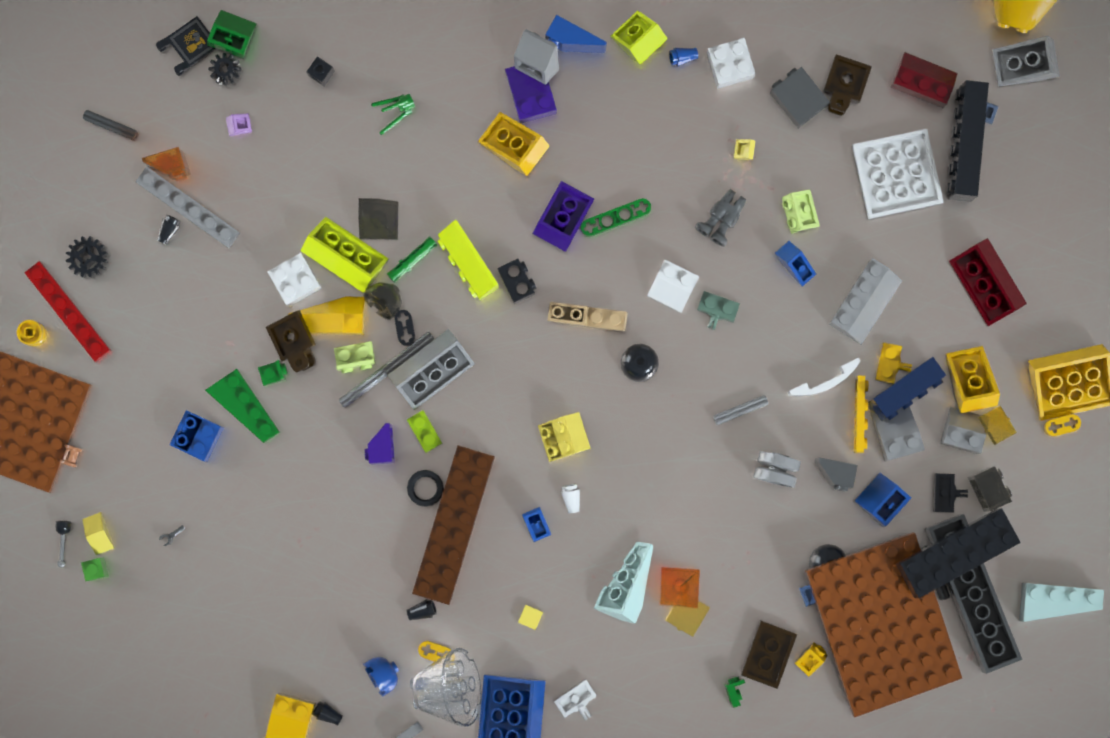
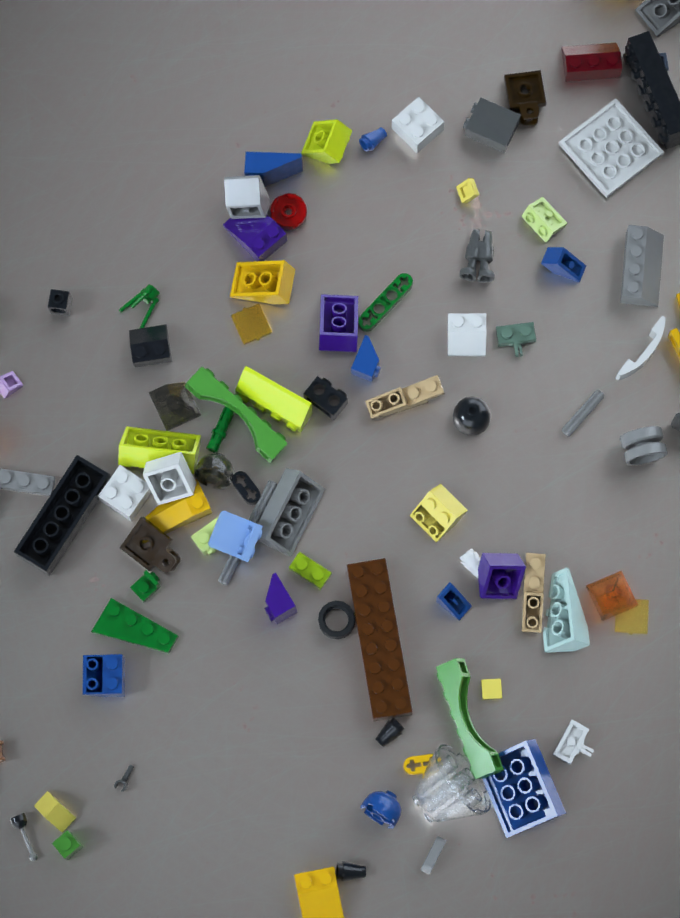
camera: 20 degrees left, 10 degrees down
(228, 273) = (62, 515): none -> black brick
(338, 288) = (169, 478): none -> white brick
(371, 370) = (235, 536): none -> light blue bracket
(382, 152) = (150, 346): none -> black slope
(442, 296) = (207, 387): none -> bright green arch
(484, 176) = (251, 324): none -> clear yellow piece
(490, 674) = (455, 680): none -> bright green arch
(570, 77) = (286, 203): none -> red plate
(570, 265) = (366, 361): none -> blue slope
(589, 521) = (500, 575): none -> dark purple slope
(610, 551) = (533, 592): none -> tan slope

